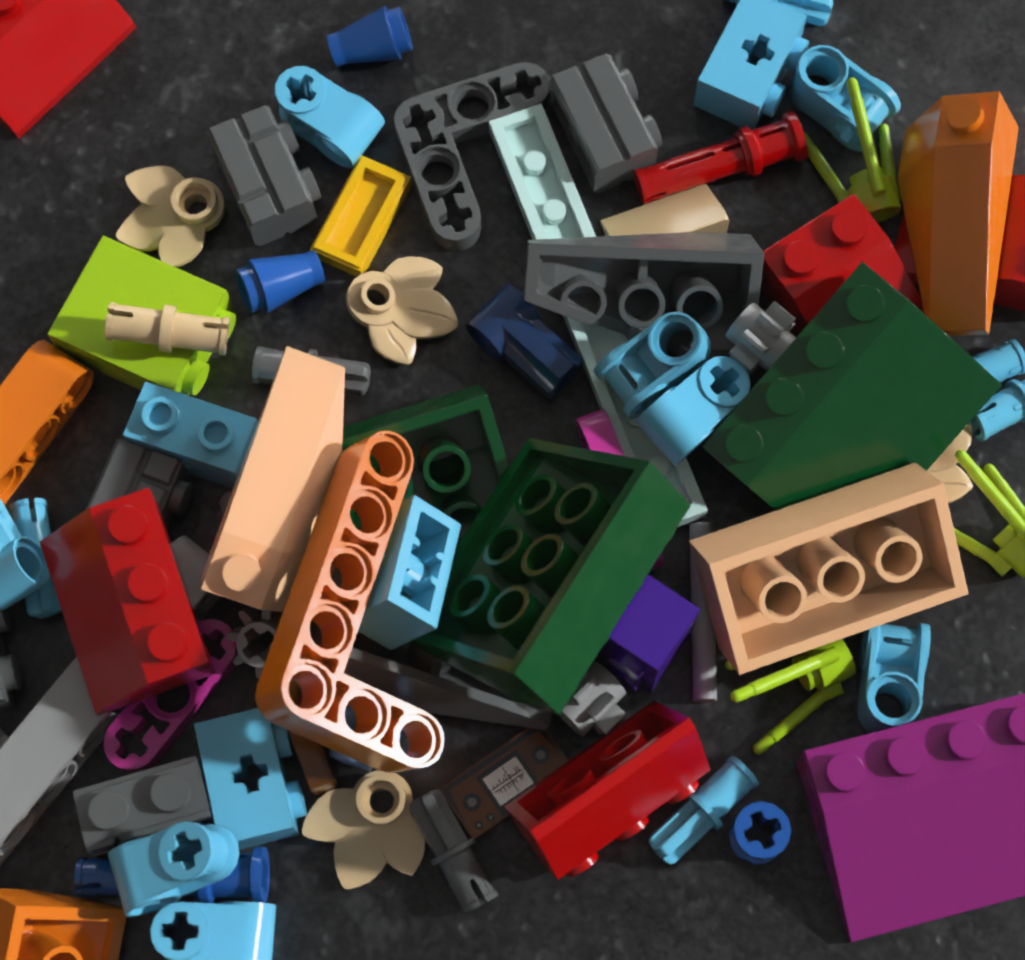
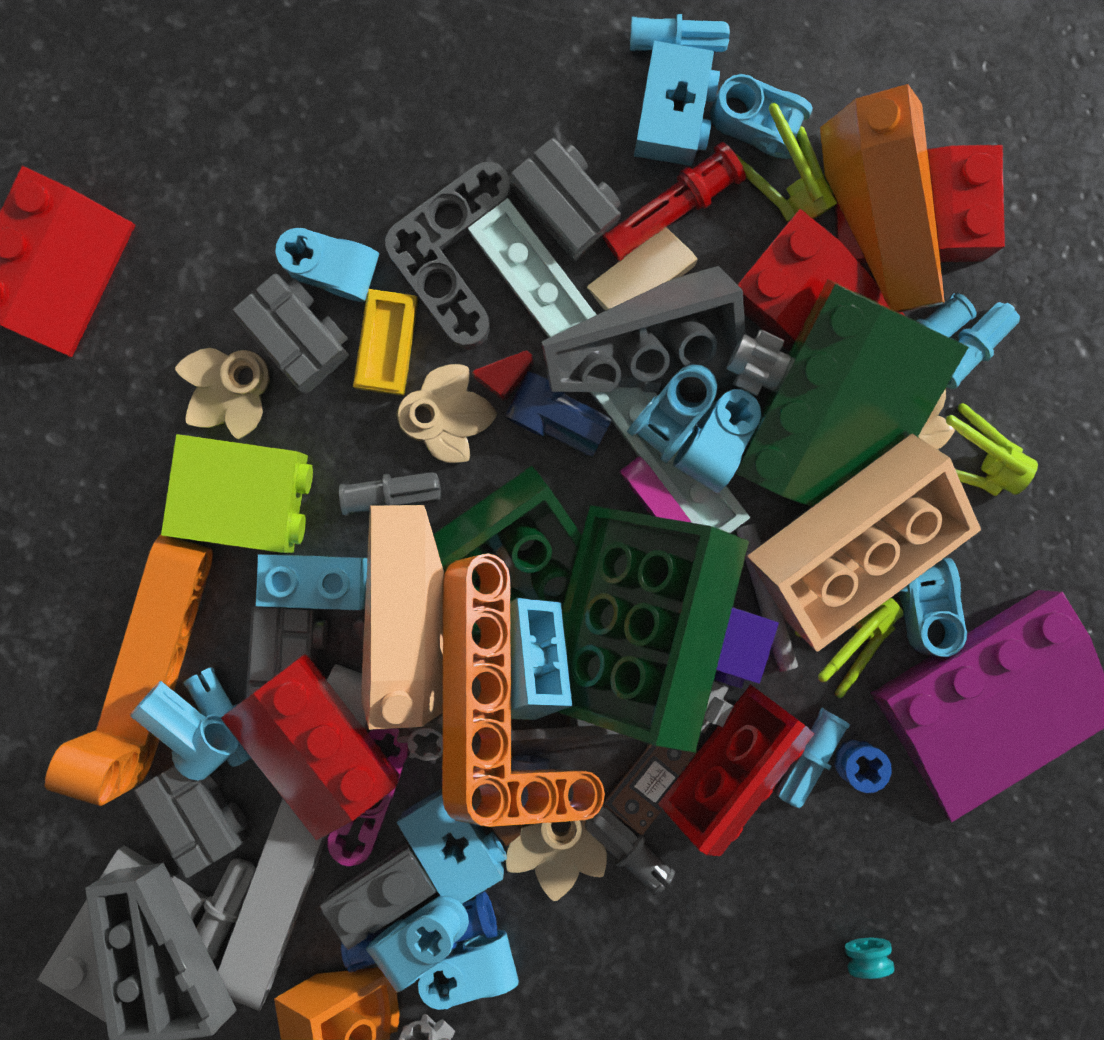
camera: 15 degrees left, 15 degrees up
(167, 328) = (260, 505): tan pin -> none
(277, 279) = (335, 422): blue cone -> none
(373, 38) = (342, 178): blue cone -> none
(479, 279) = (504, 375): none -> red slope

